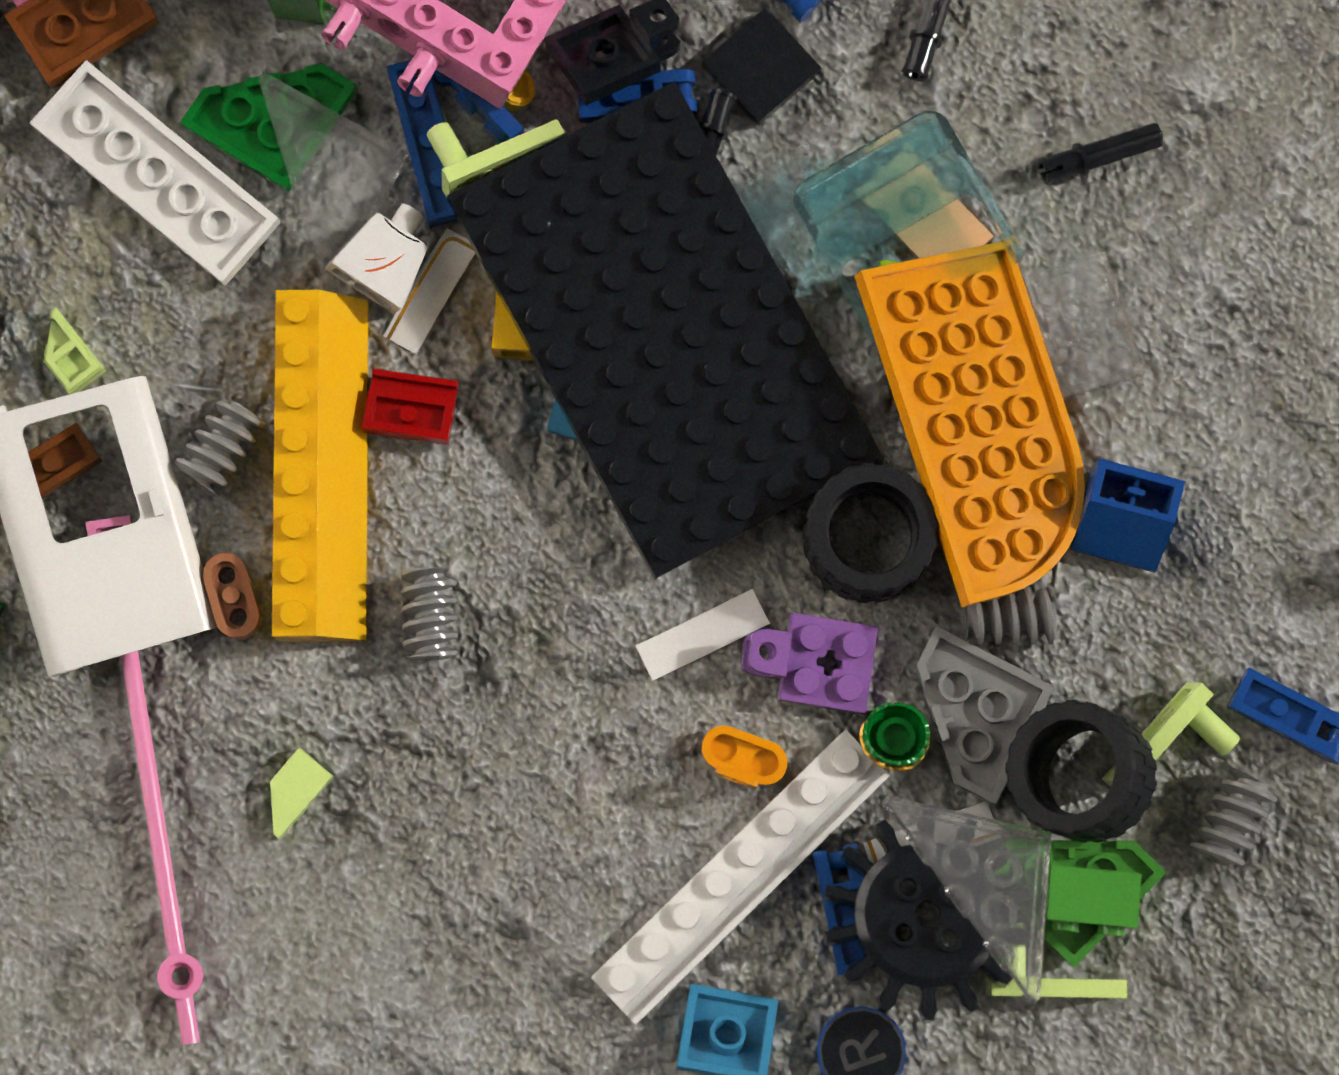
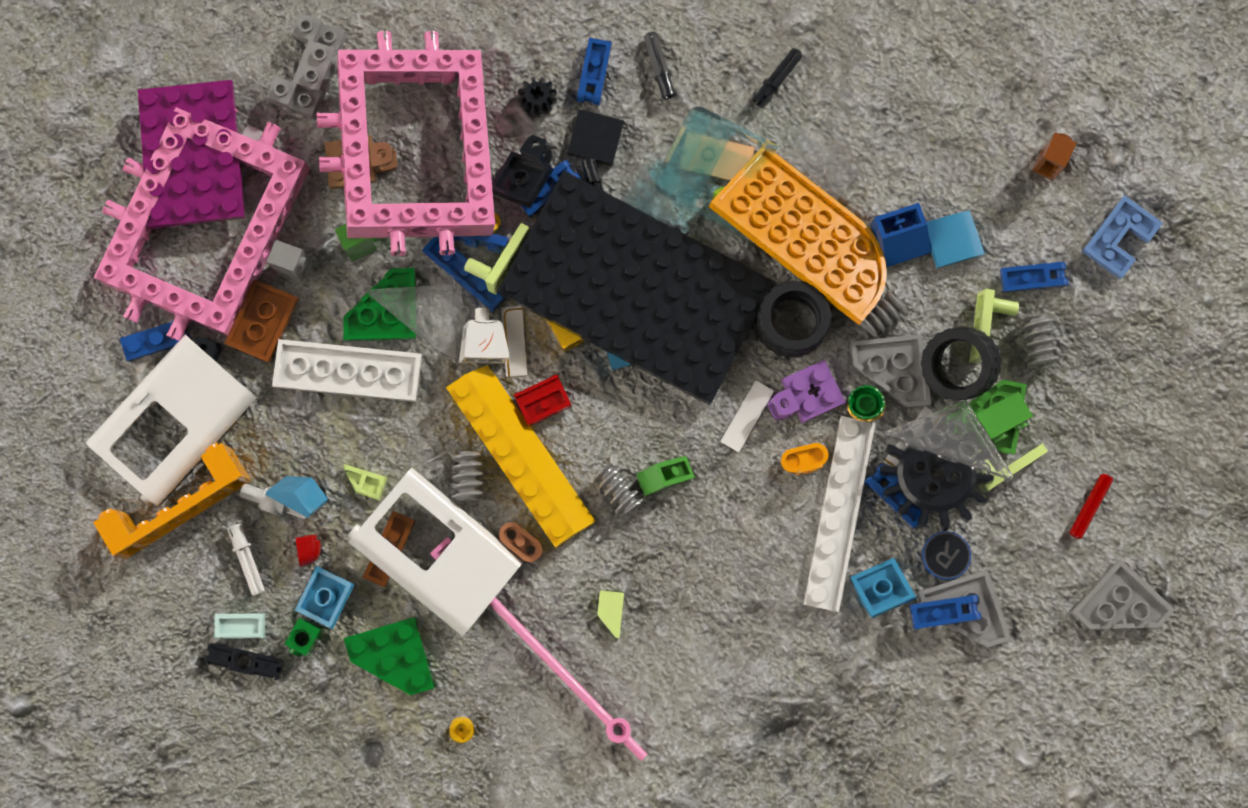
camera: 35 degrees left, 0 degrees up
(515, 640) = (665, 475): none -> bright green slope
(1205, 575) = (954, 239): none -> dark azure slope

